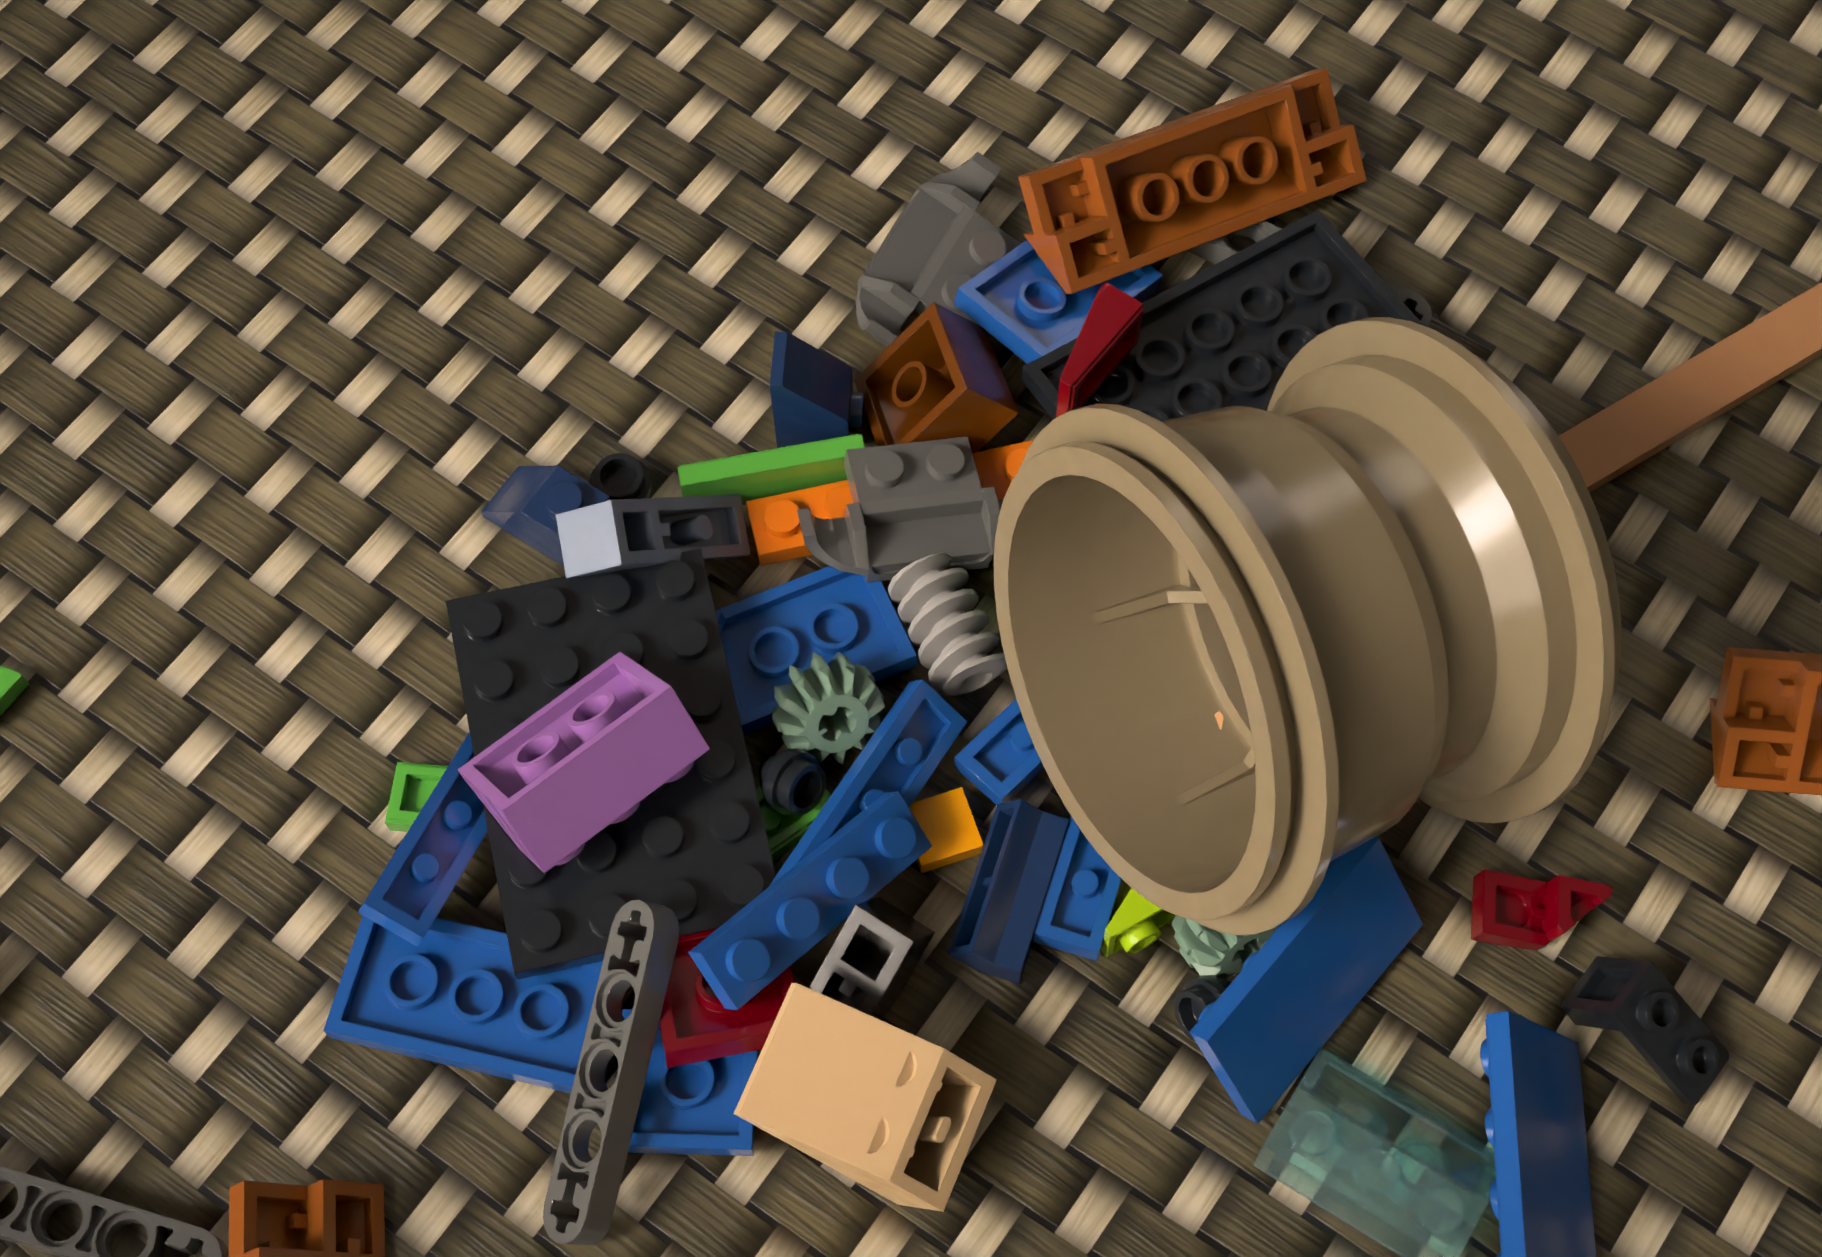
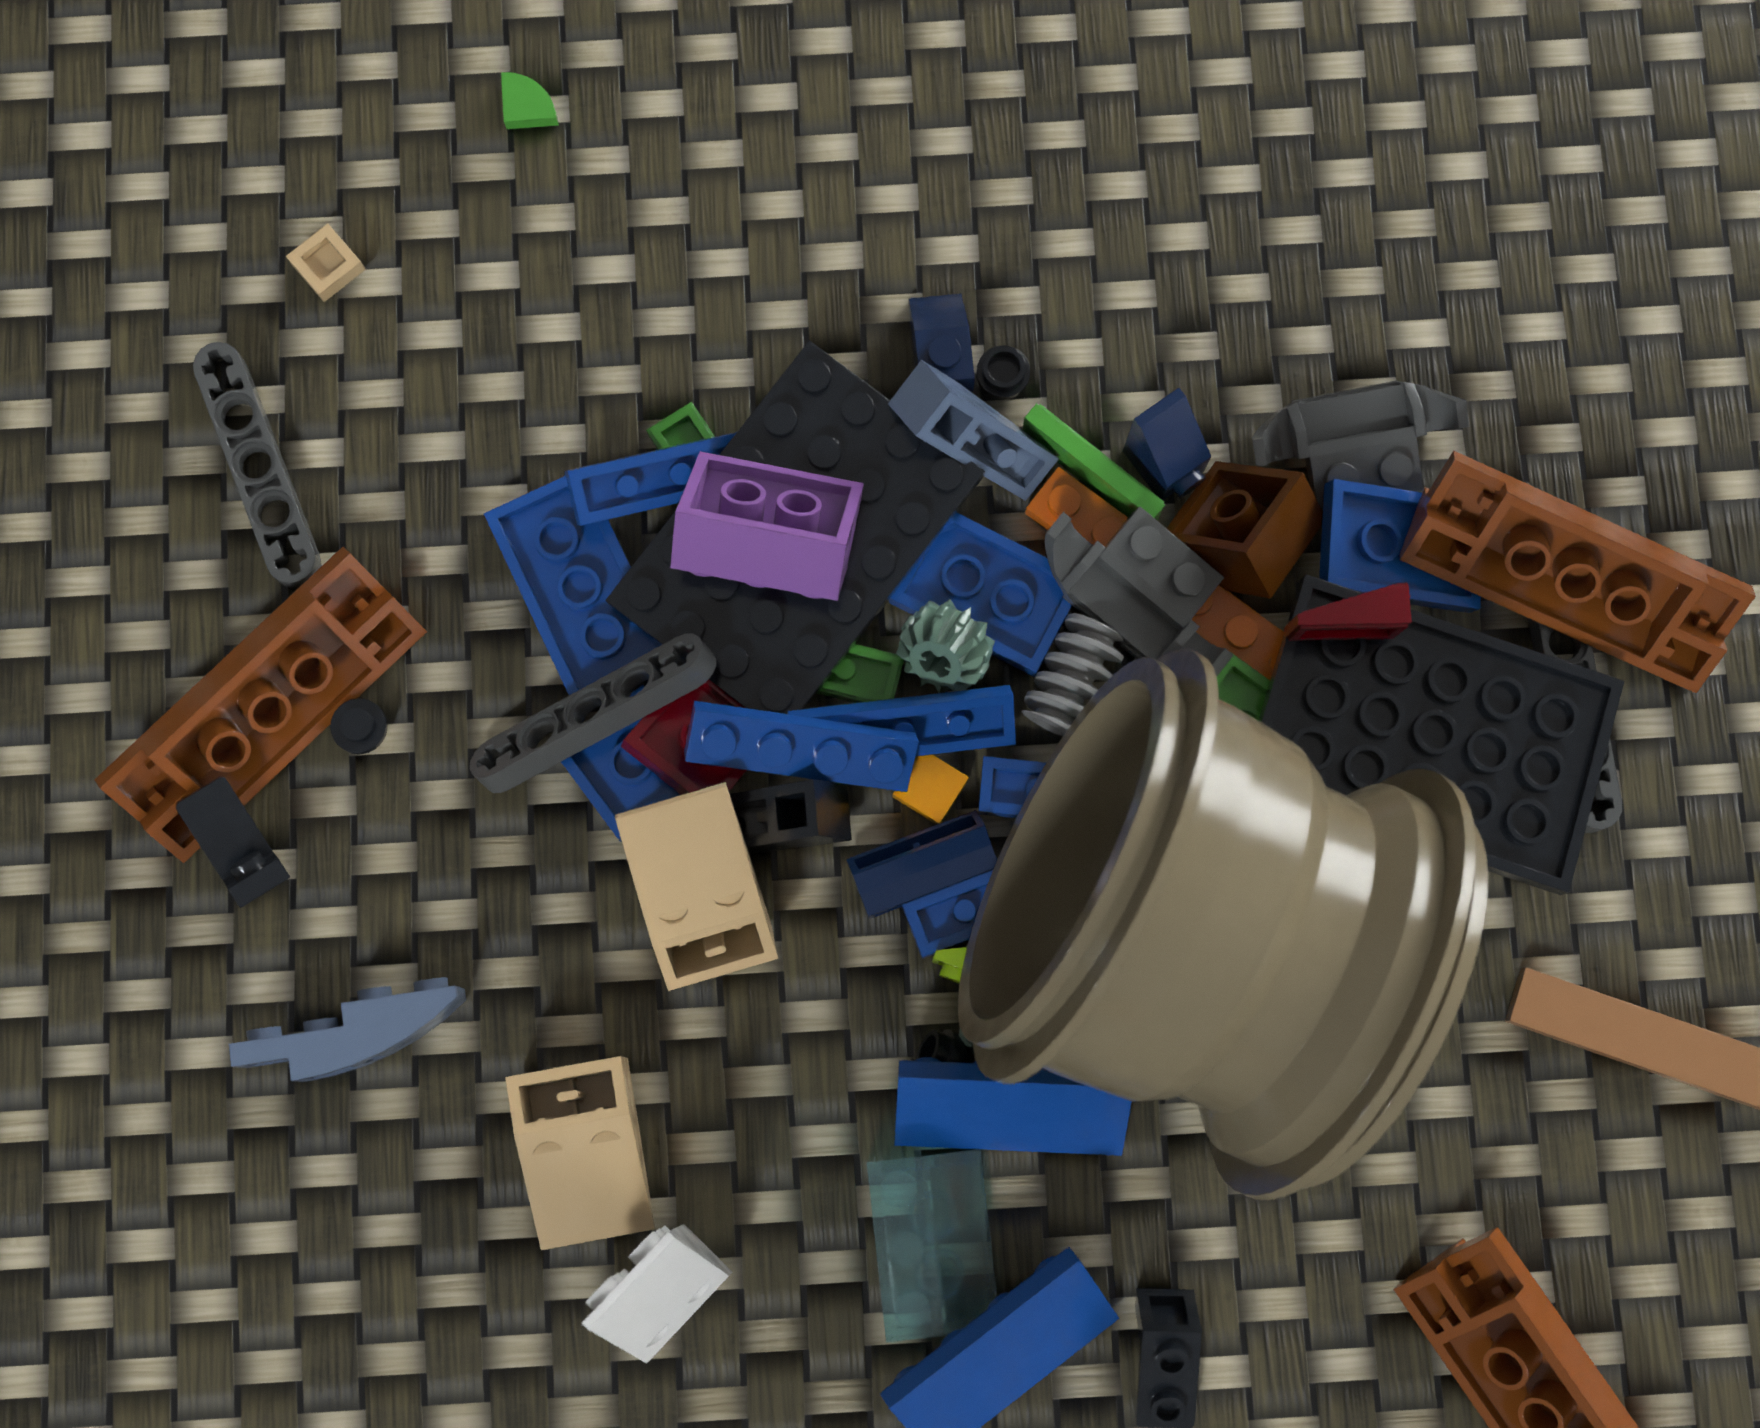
camera: 50 degrees right, 15 degrees up
(792, 782) = (875, 666): black plate -> none
(1529, 911) = (1190, 1220): dark red slope -> none

